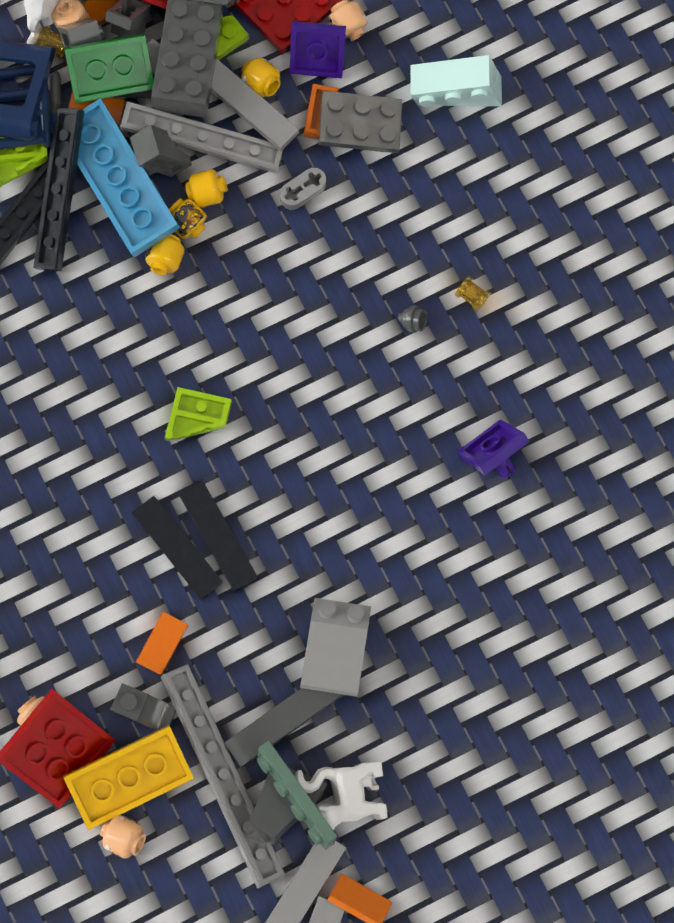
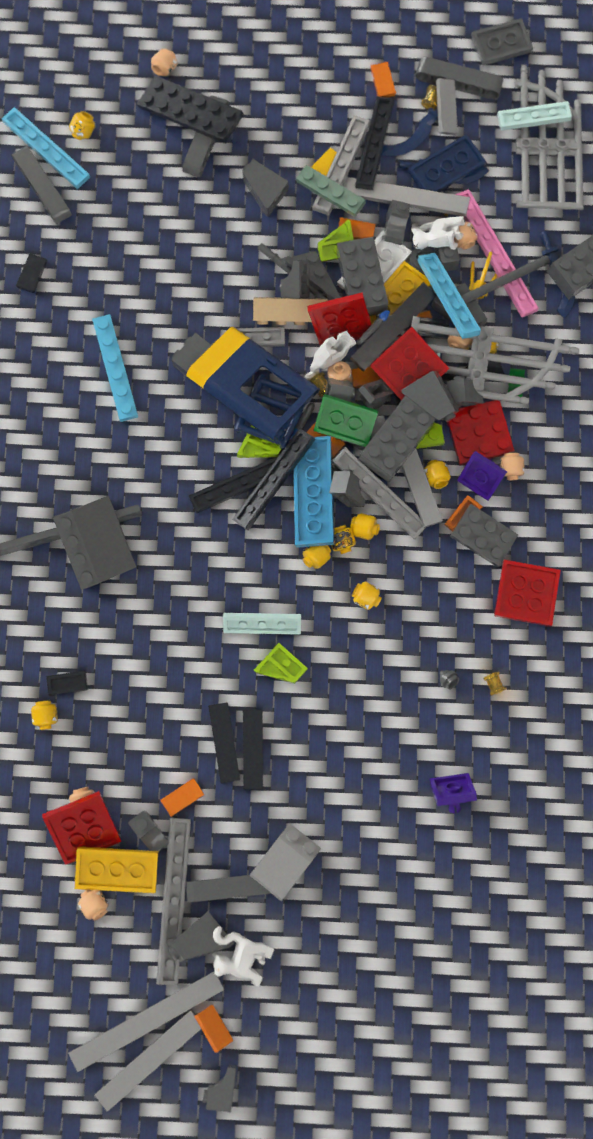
camera: 30 degrees right, 0 degrees up
(143, 375) = (261, 623): none -> light aqua plate
(255, 271) = (366, 595): none -> yellow head
(299, 183) = (425, 553): light grey beam -> none
(302, 805) = (207, 933): sand green plate -> none
(451, 164) = (527, 593): none -> red plate
(457, 83) = (558, 543): light aqua wedge -> none

